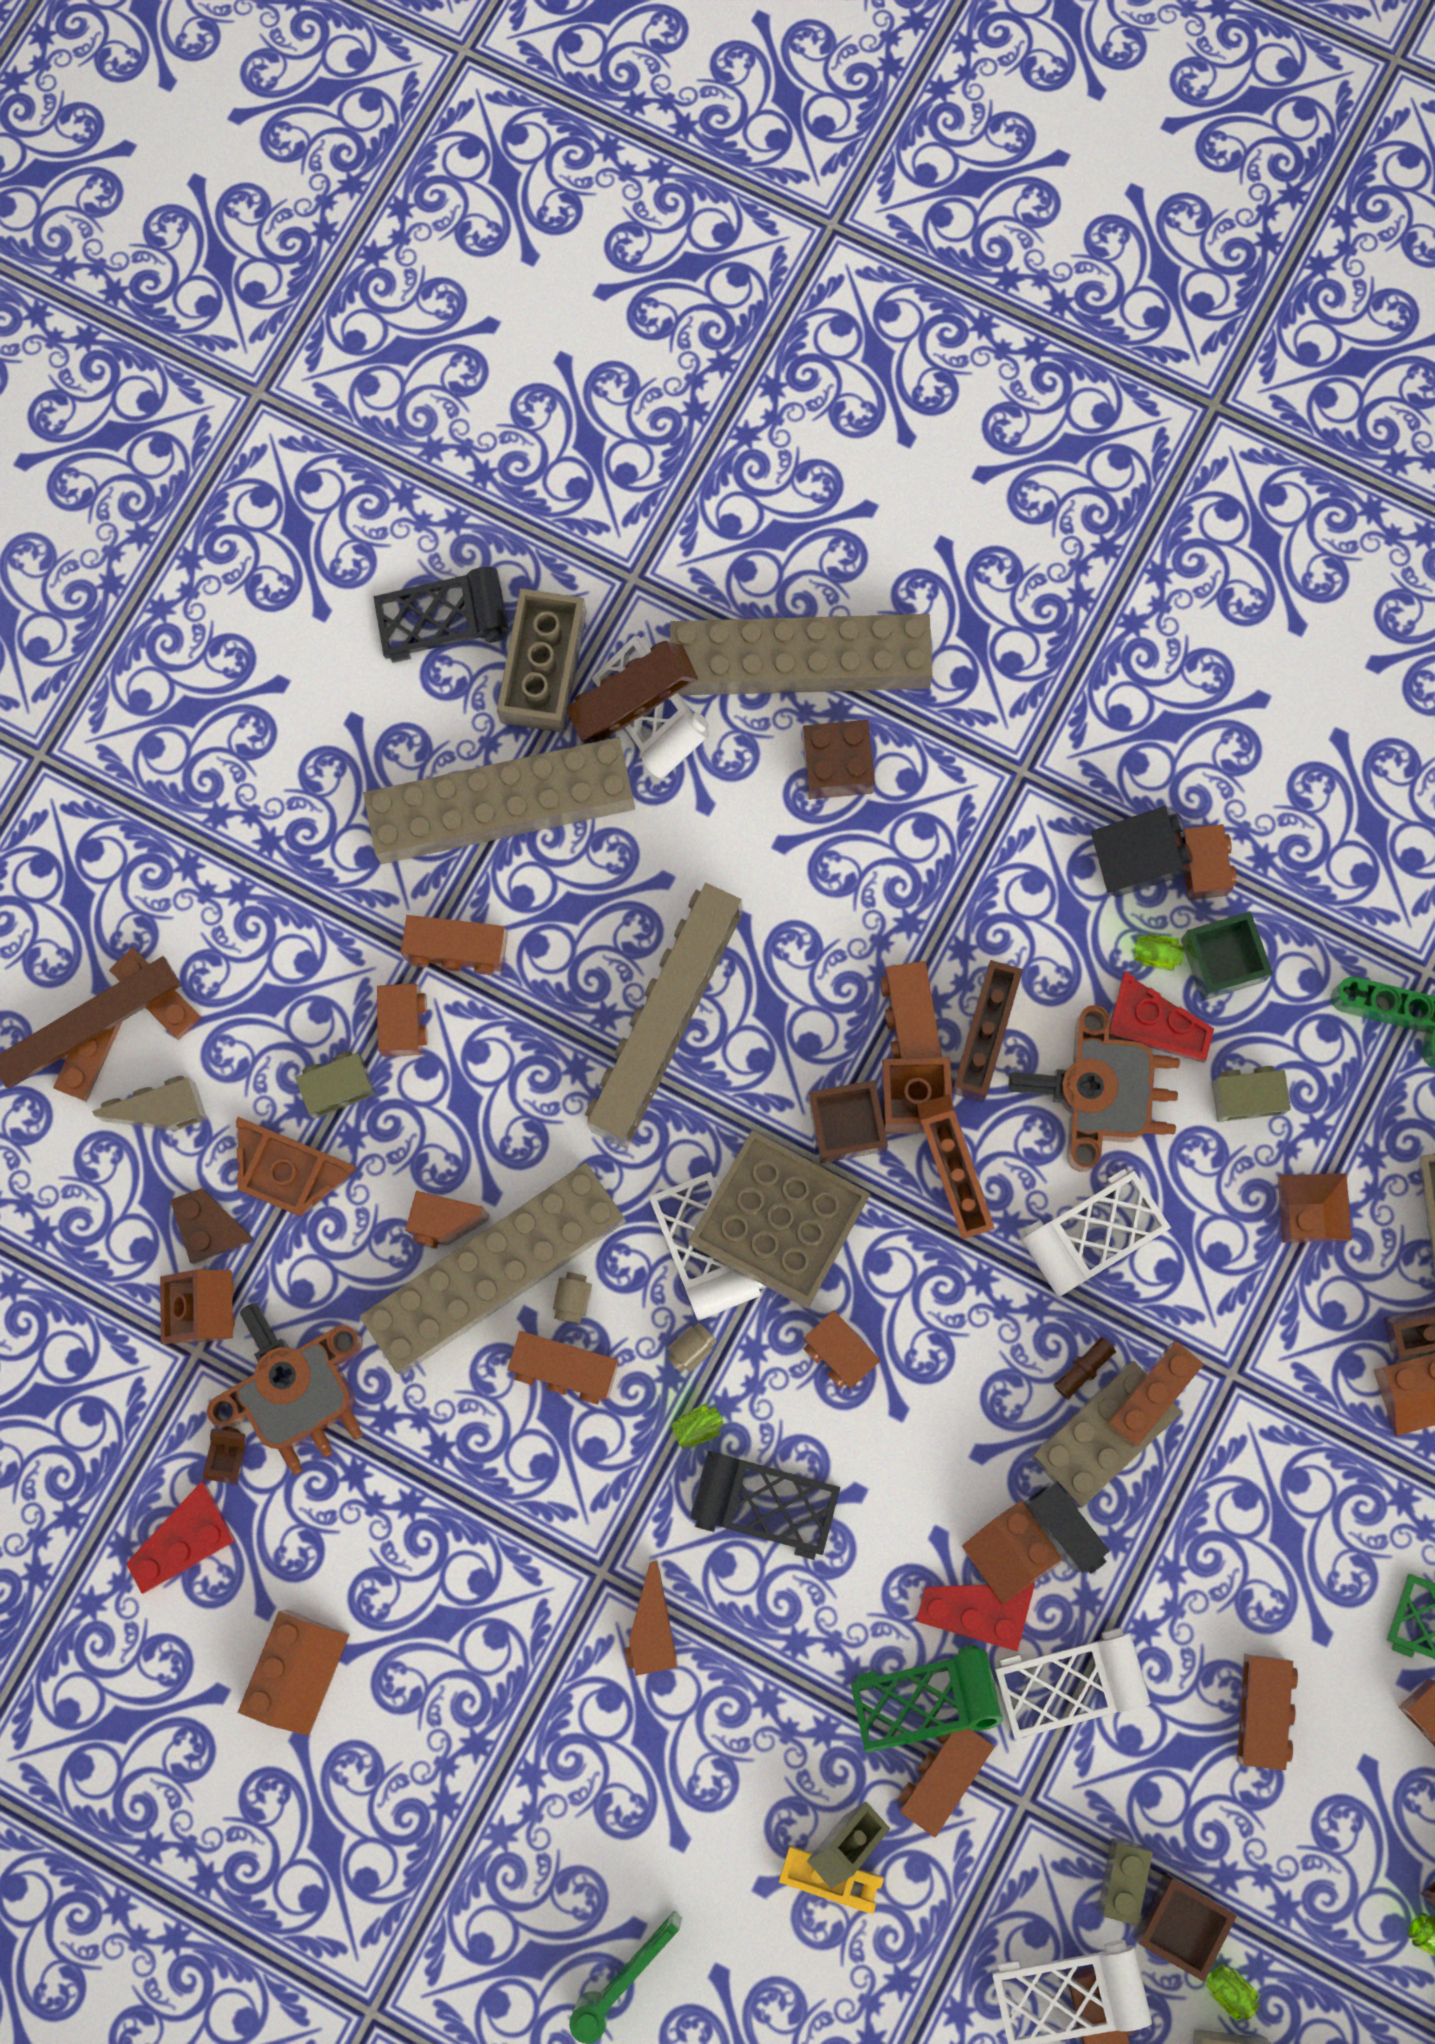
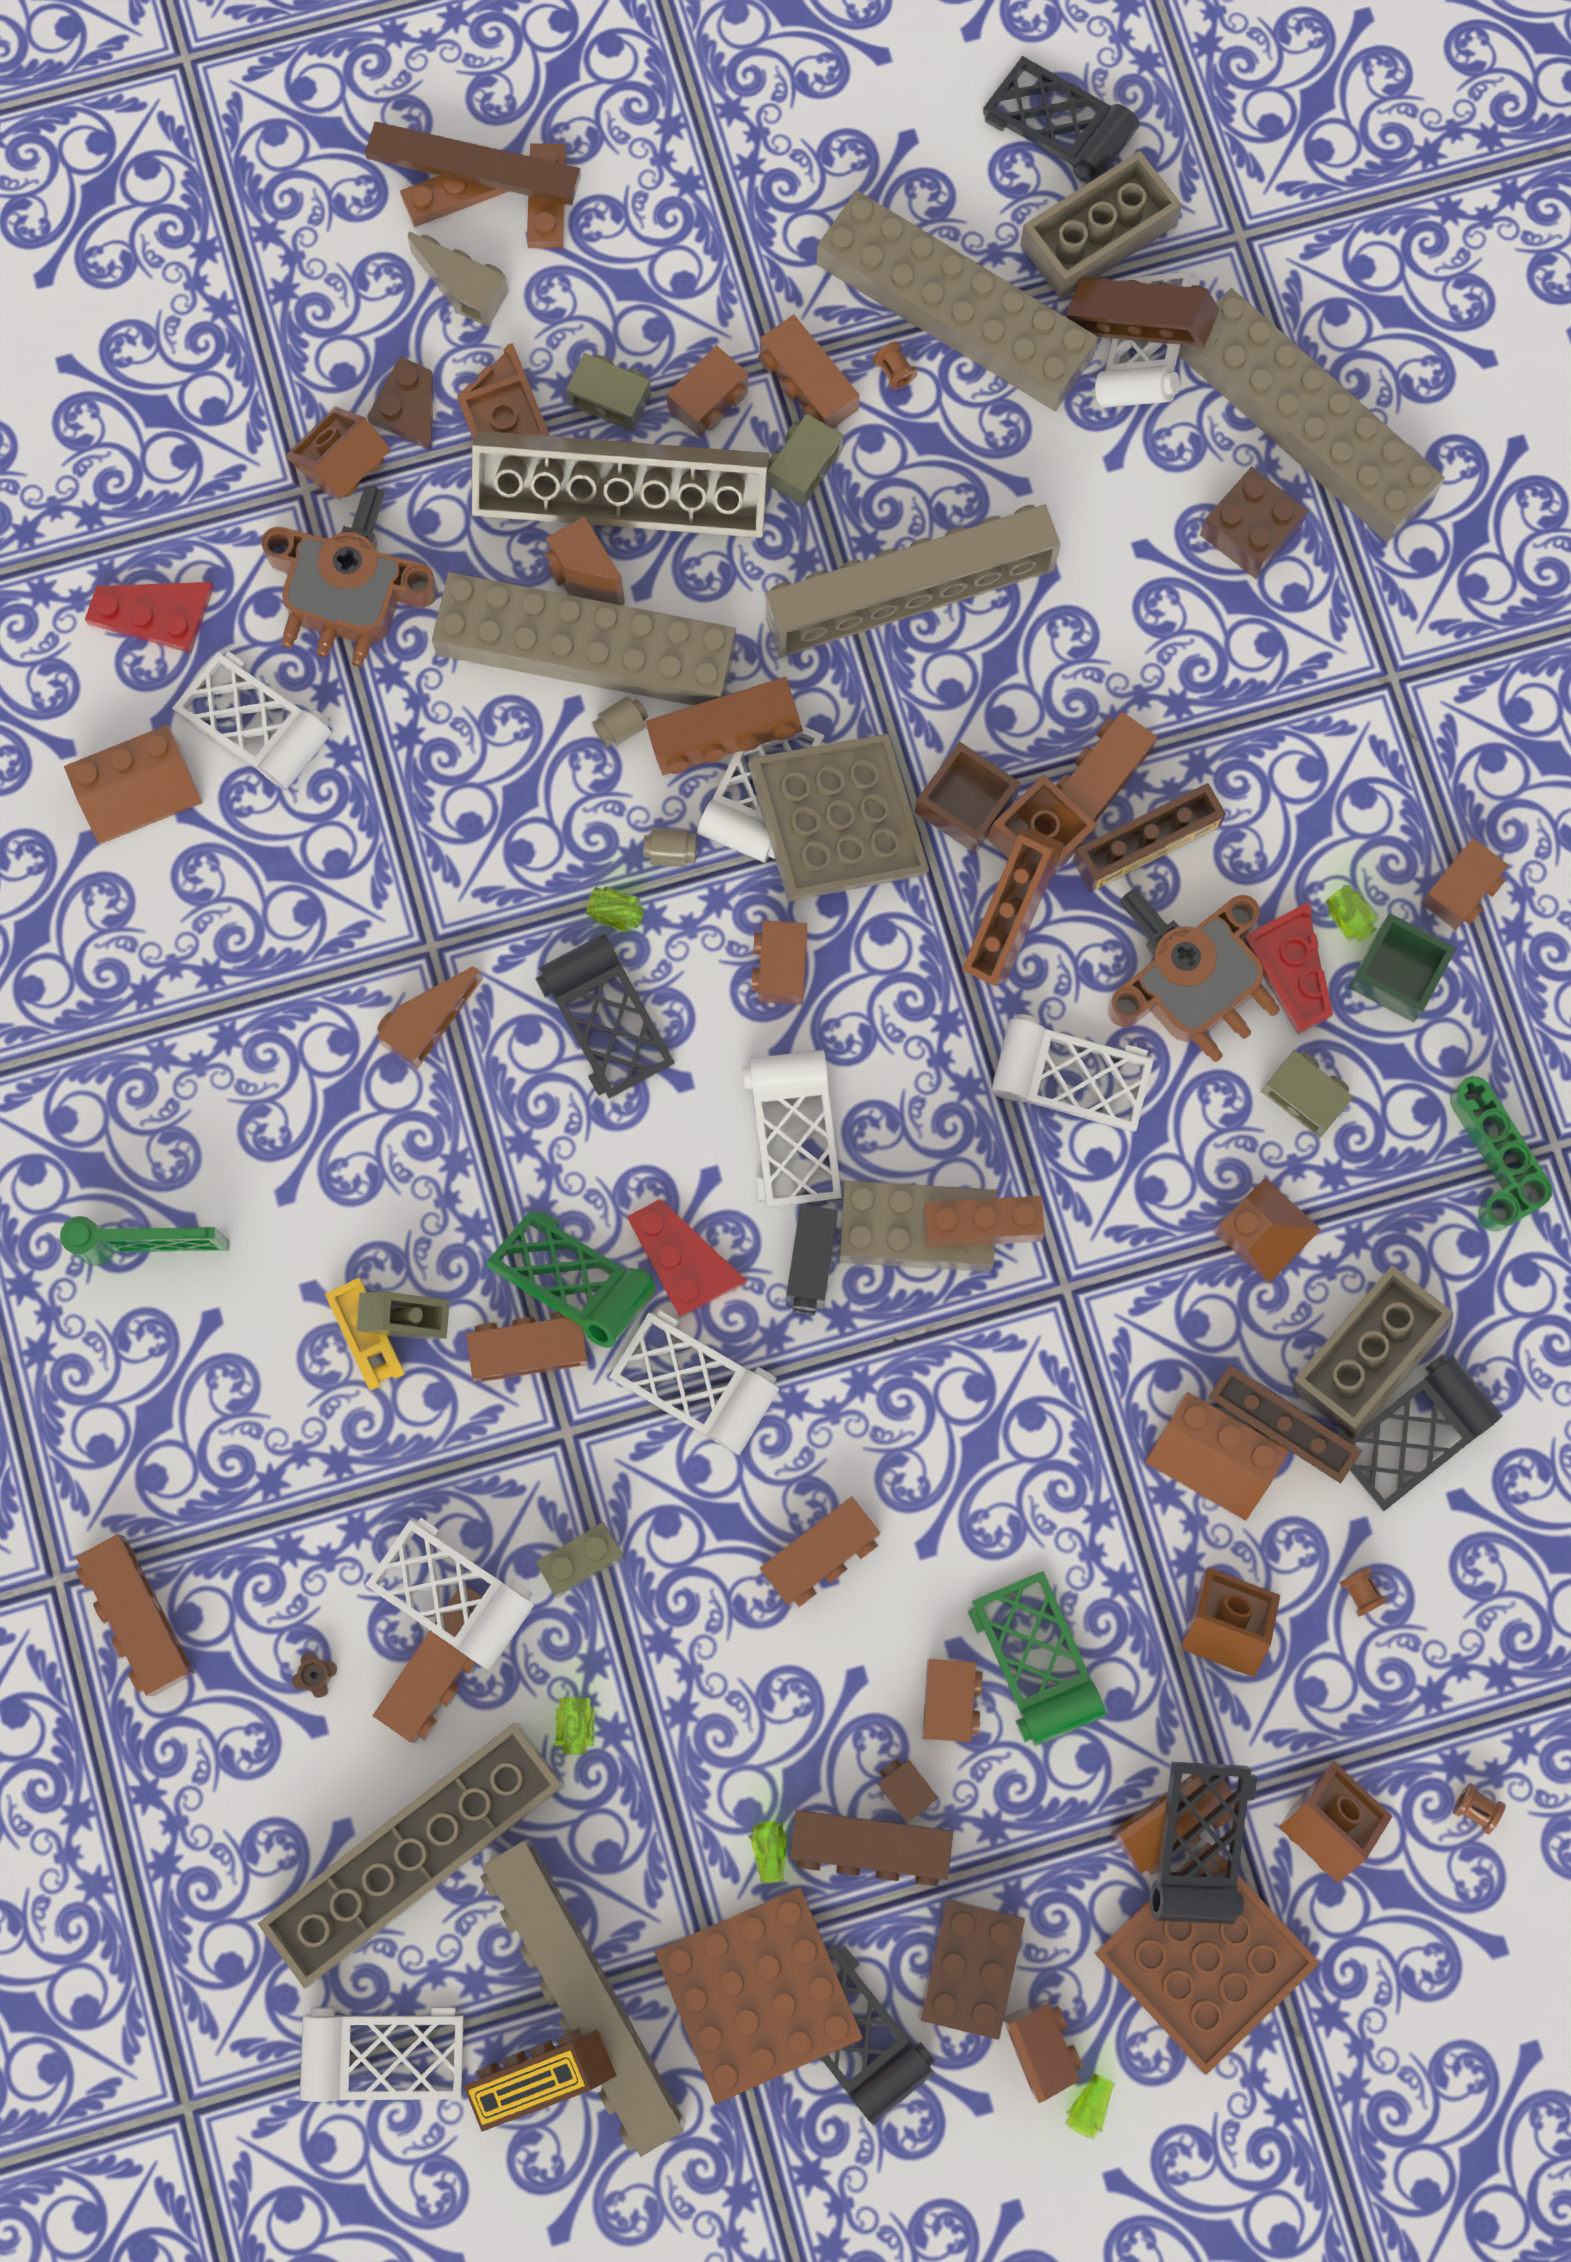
camera: 40 degrees right, 0 degrees up
(225, 1455) = (247, 580): reddish brown bracket -> none
(371, 1537) = (292, 741): none -> white piece
(410, 1142) = (619, 483): none -> dark tan brick
(504, 882) = (895, 365): none -> dark orange bush
(510, 1003) = (804, 459): none -> olive brick
(562, 1367) = (560, 765): dark orange brick -> none
(644, 1234) = (724, 726): none -> dark orange brick
(924, 1422) = (784, 1079): none -> white piece
(1012, 1552) = (752, 1237): dark orange slope -> none
(1084, 1368) = (955, 1164): reddish brown pin -> none
(1142, 851) = (1419, 822): black brick -> none
(1184, 1926) = (589, 1636): reddish brown piece -> none

